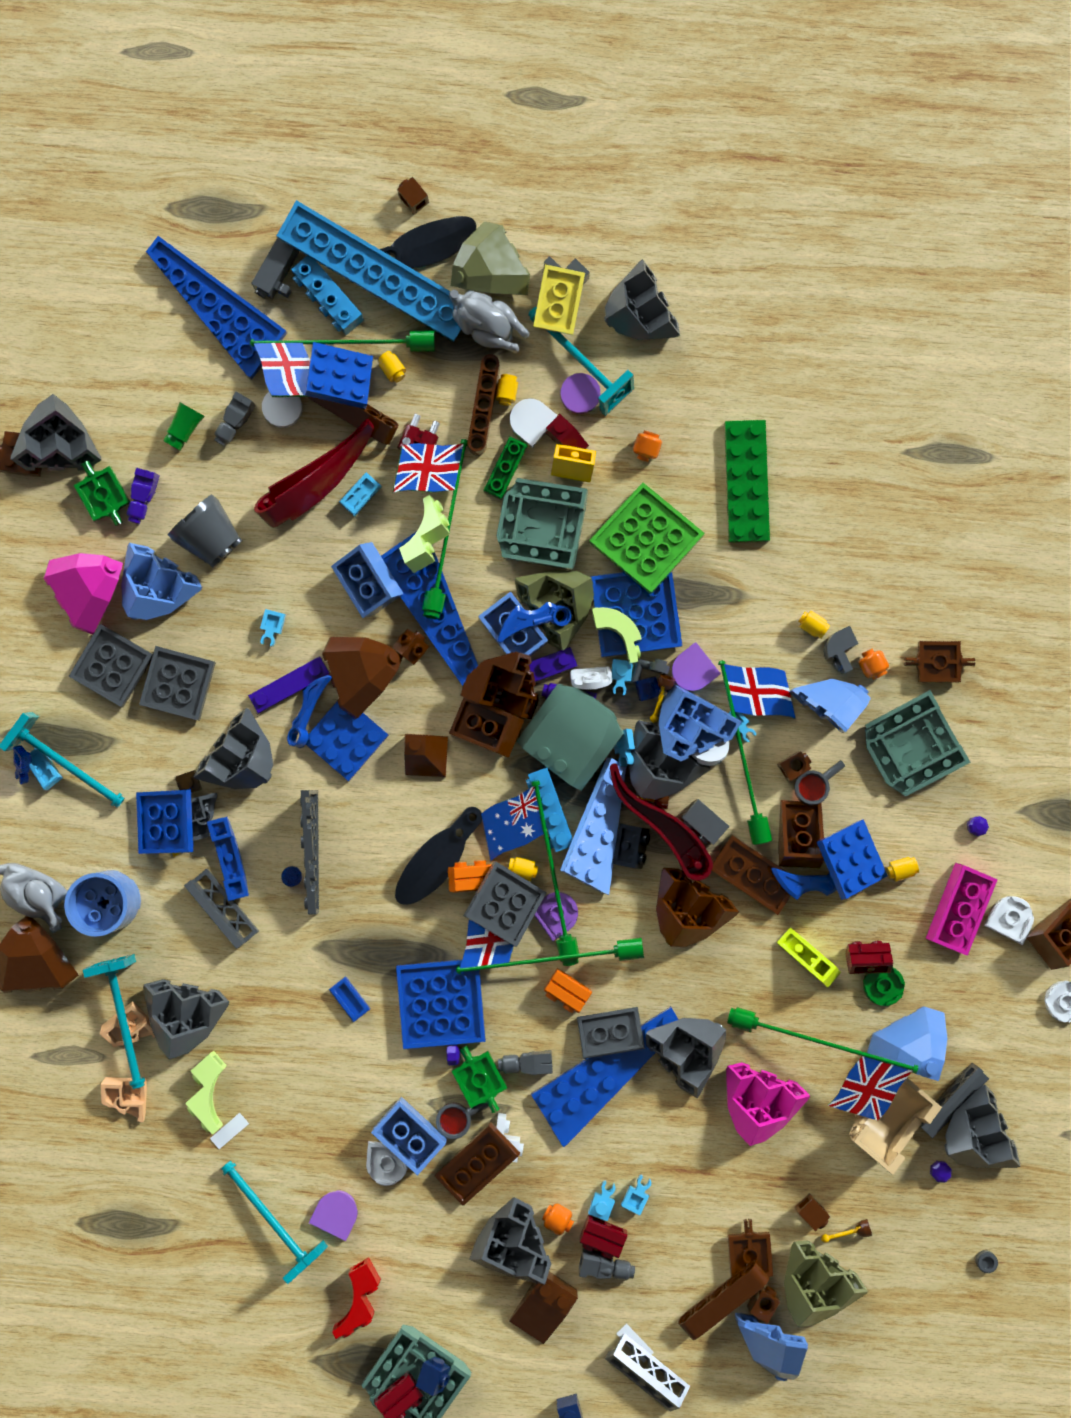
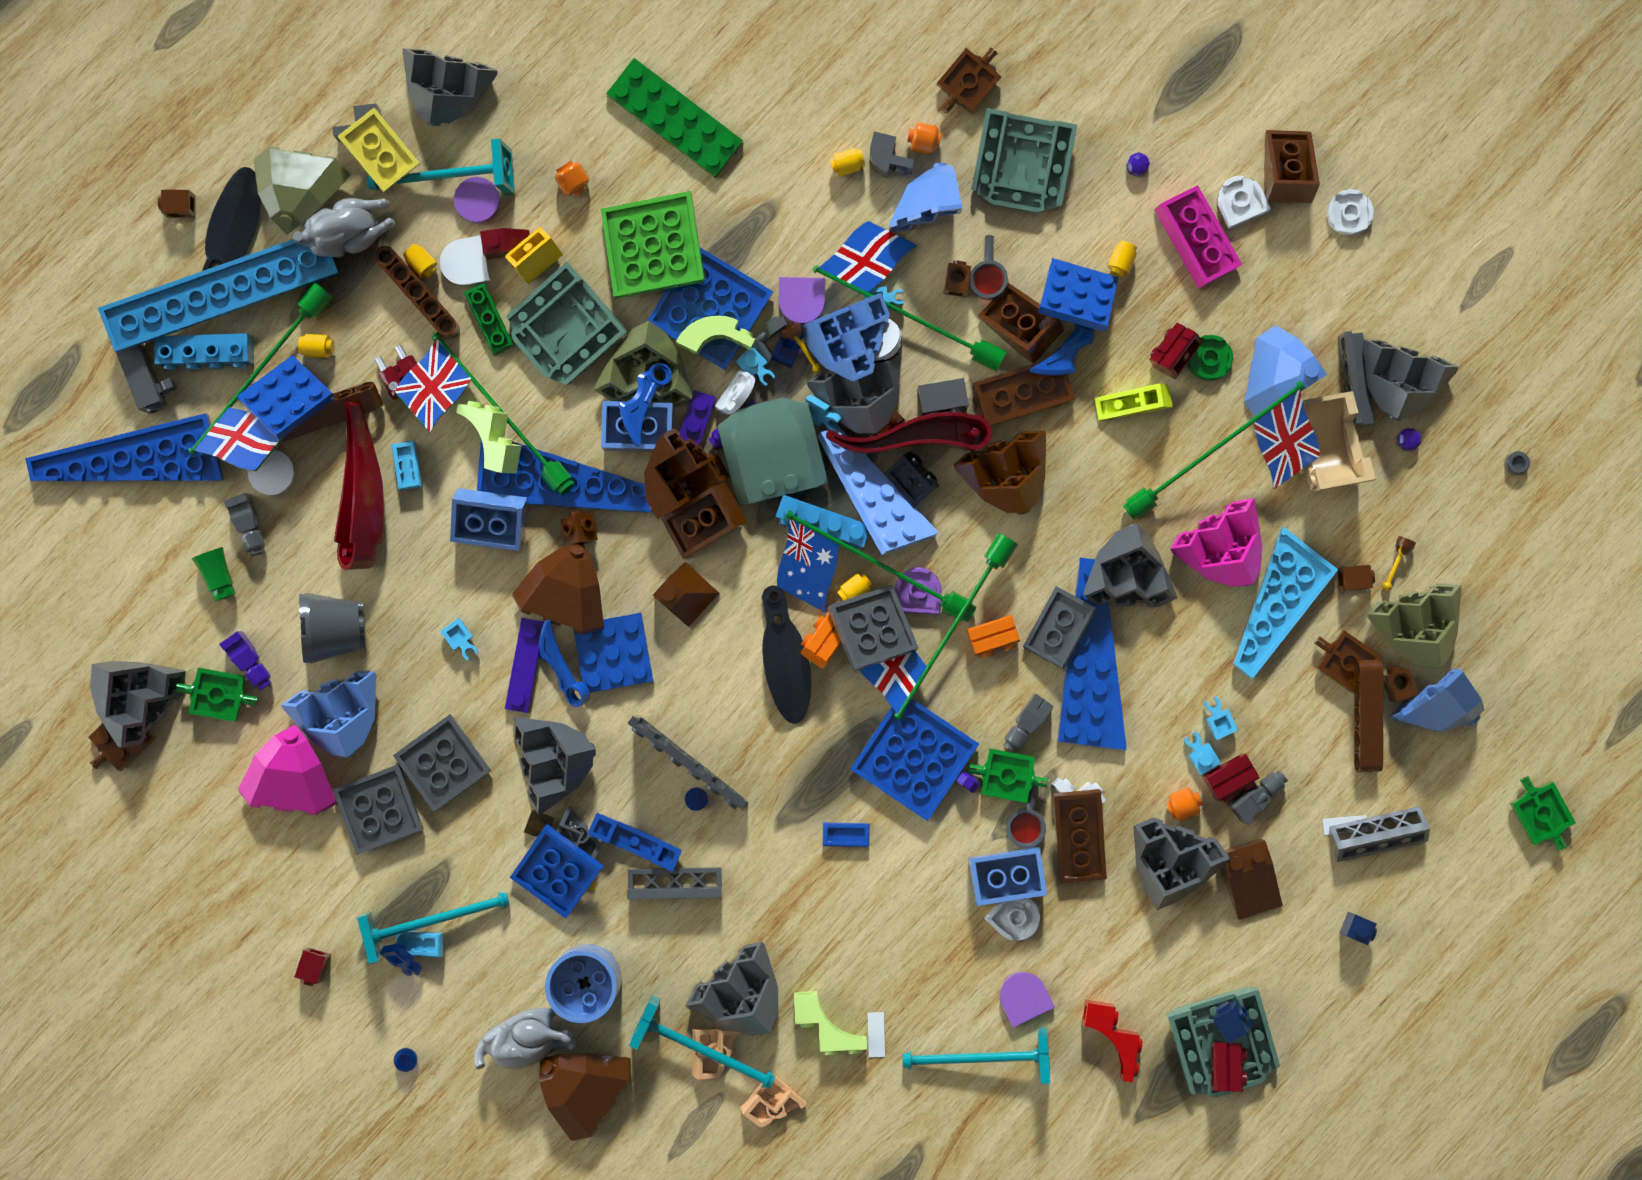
camera: 60 degrees left, 0 degrees up
(764, 1171) = (1286, 592): none -> medium azure wing

